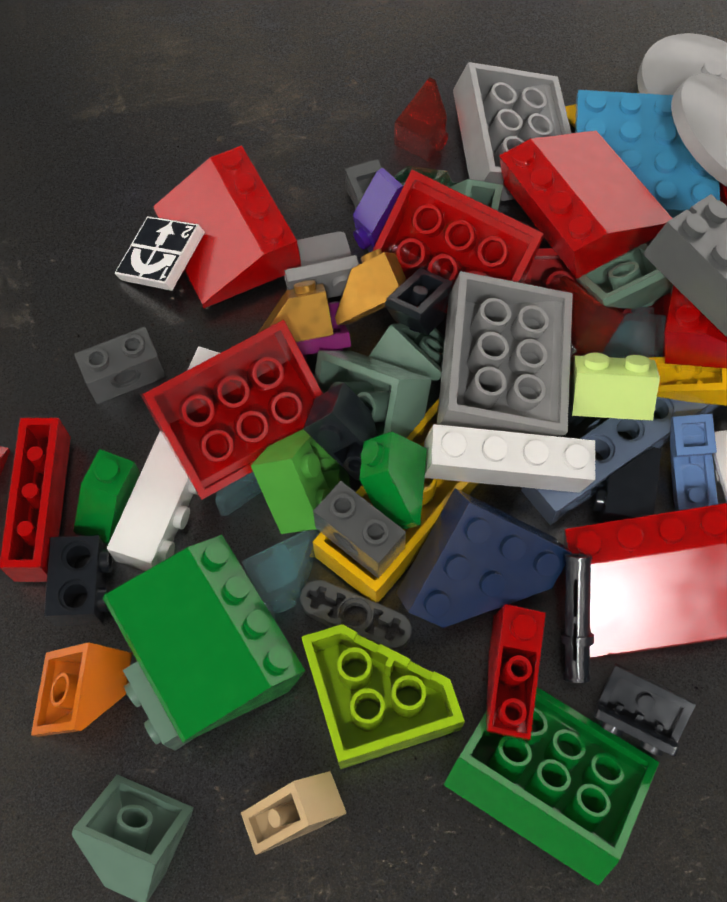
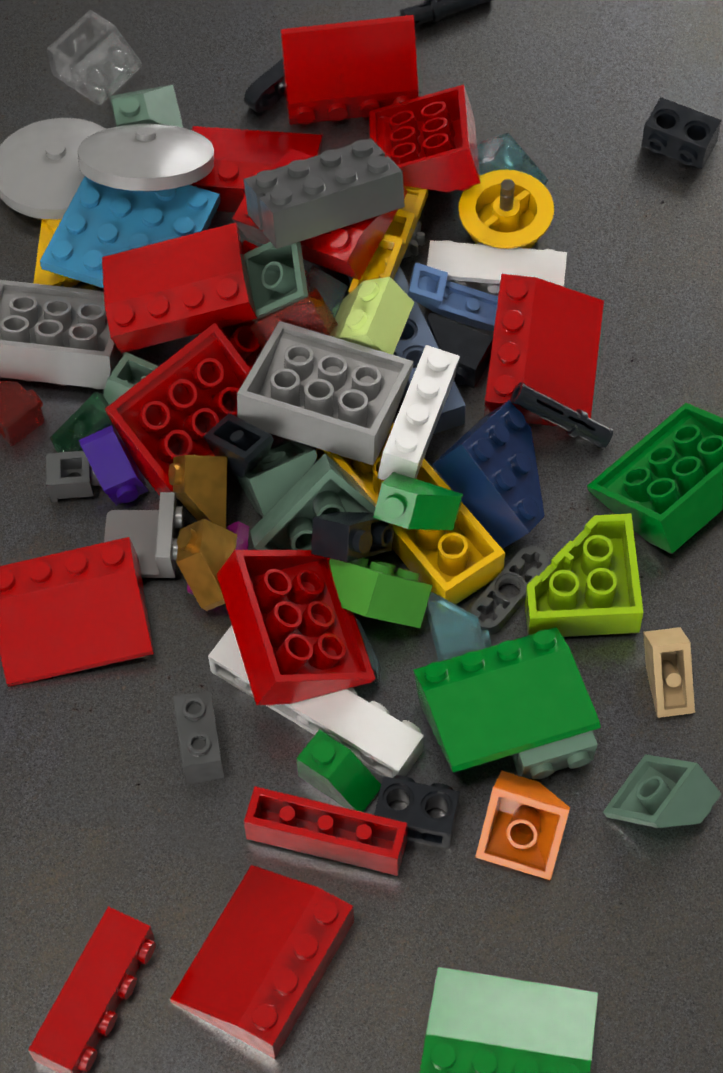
camera: 75 degrees left, 5 degrees down
(159, 253) = (77, 679): tile -> none
(359, 529) = (452, 542): dark grey brick -> none
(513, 670) = (590, 475): red slope -> none
(643, 711) = (644, 398): black bracket -> none

